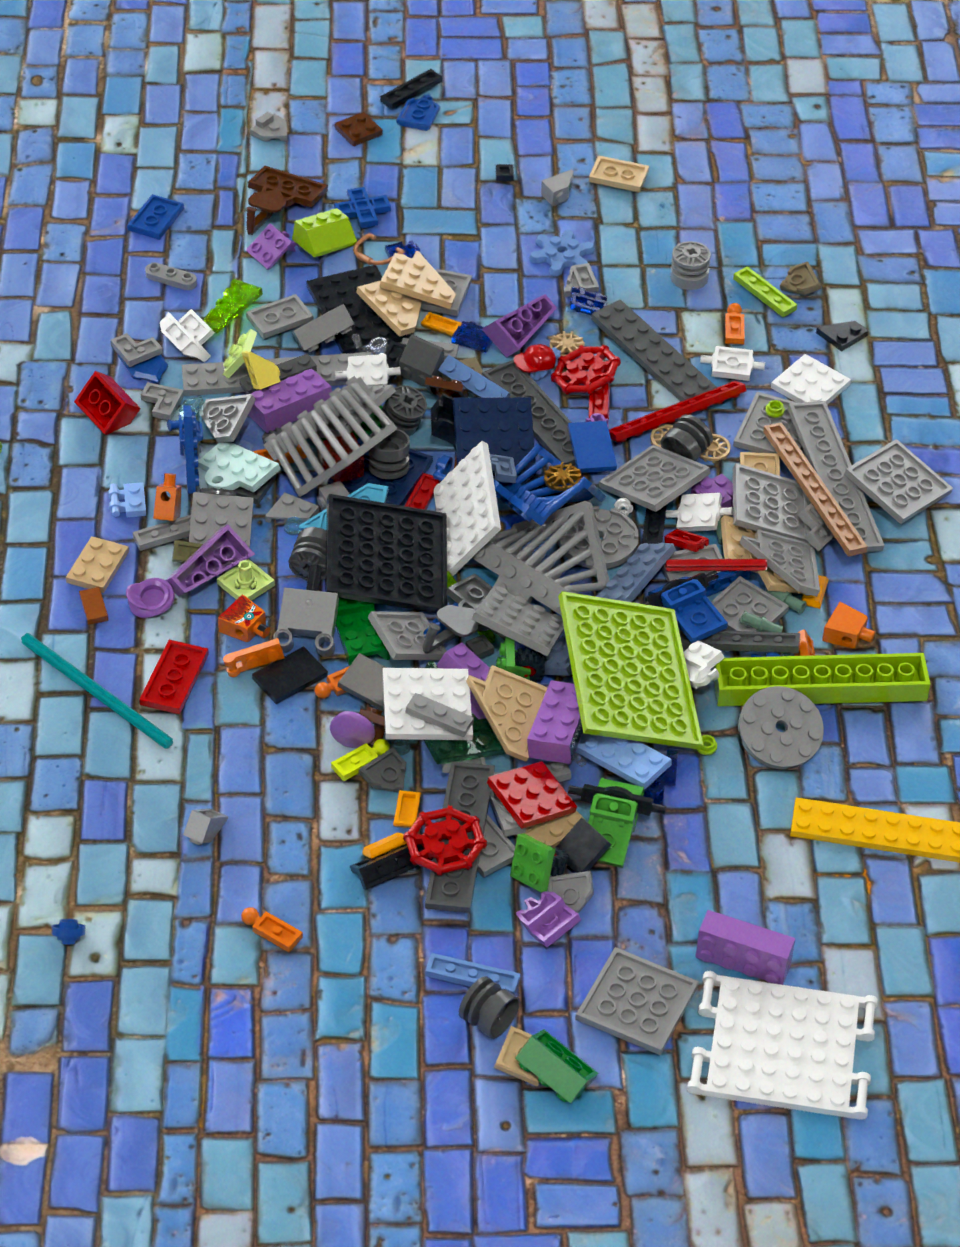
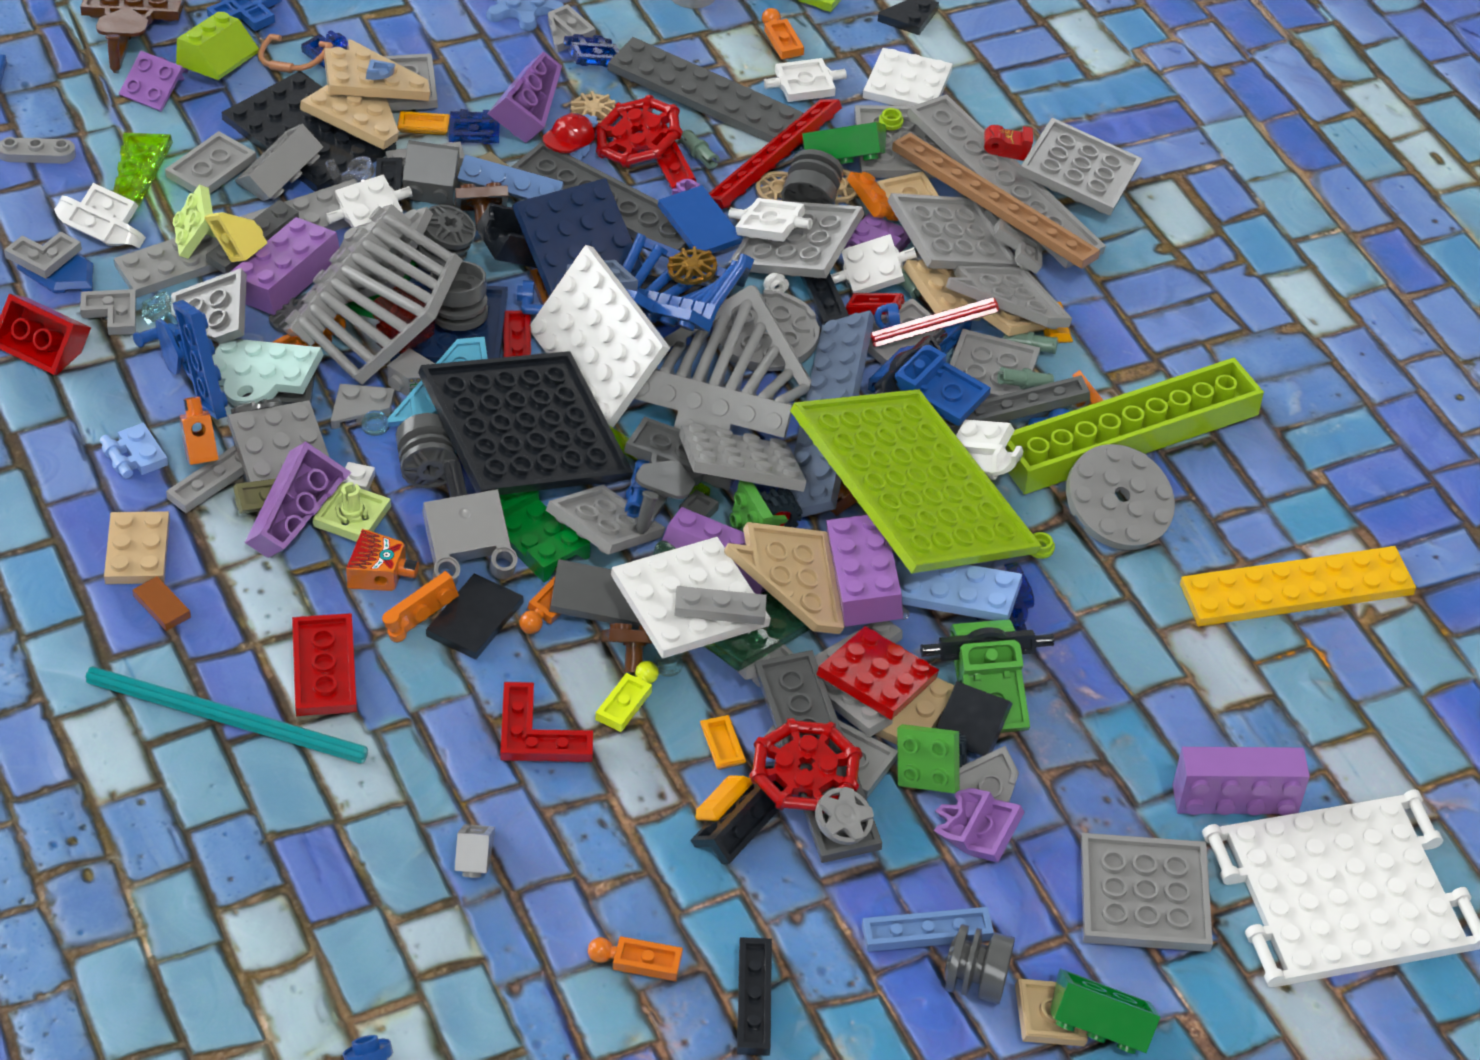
camera: 25 degrees left, 0 degrees up
(150, 597) = (237, 570): medium lavender piece -> none
(263, 559) = (360, 475): none -> white plate
(276, 768) = (524, 743): none -> red plate
(333, 978) = (754, 996): none -> black plate
(352, 729) = (603, 660): medium lavender piece -> none
(385, 771) = (671, 702): dark grey plate -> none
(421, 278) = (379, 70): none -> medium blue tile
(450, 881) = (844, 815): none -> light grey wheel
(625, 394) = (699, 149): none -> sand green pin
(640, 458) = (770, 219): none -> white plate
(689, 551) = (892, 315): none -> blue tile
(728, 456) = (871, 195): none -> orange plate
(730, 418) = (849, 142): none -> green slope
(847, 627) = (1121, 354): orange torso -> none
(848, 448) = (1008, 142): none -> red leg

